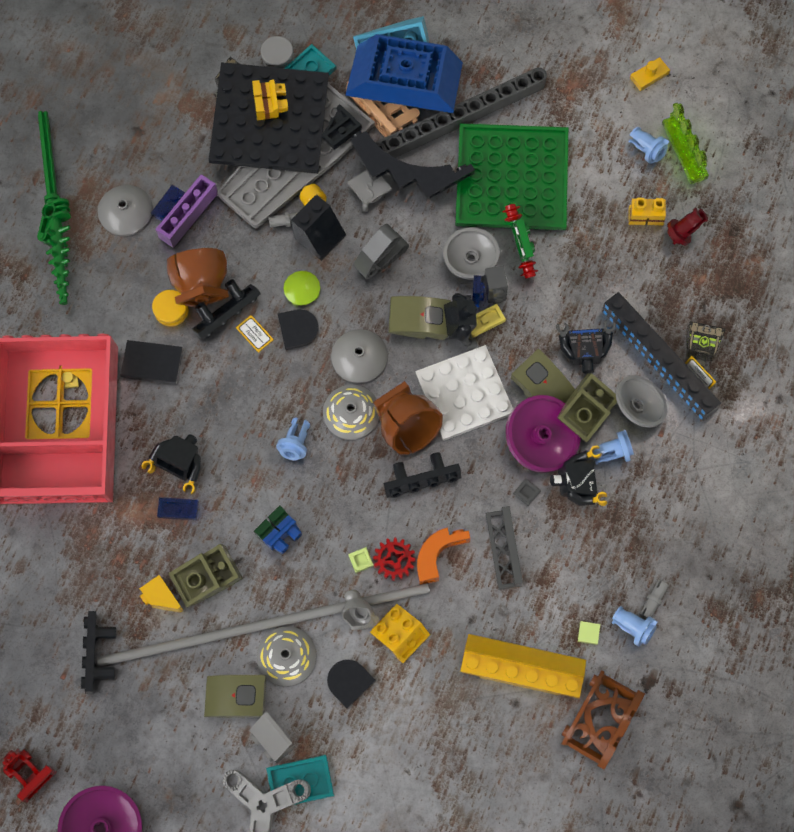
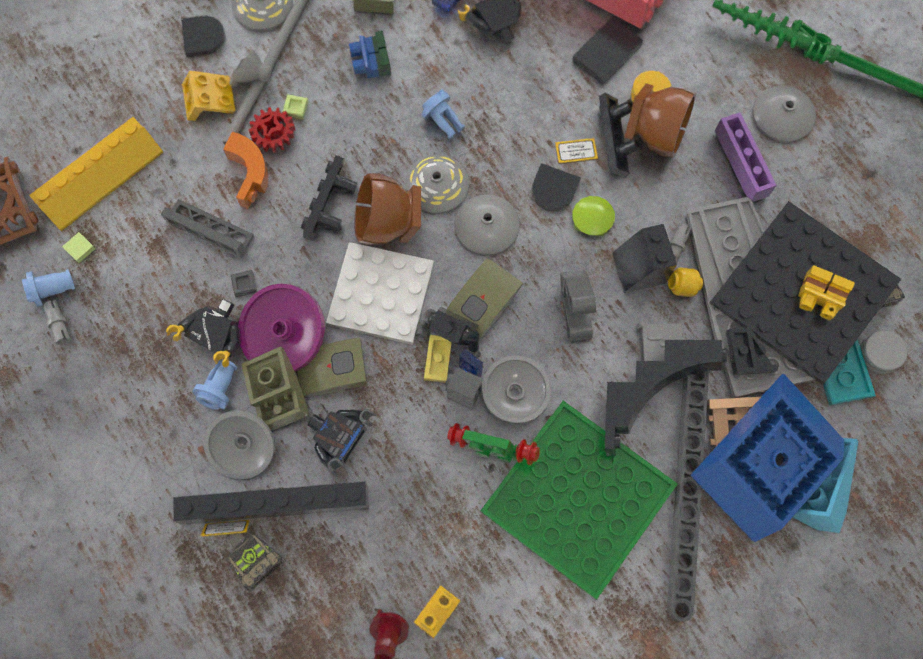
camera: 120 degrees right, 0 degrees up
(167, 202) = (769, 152): clear blue plate -> none

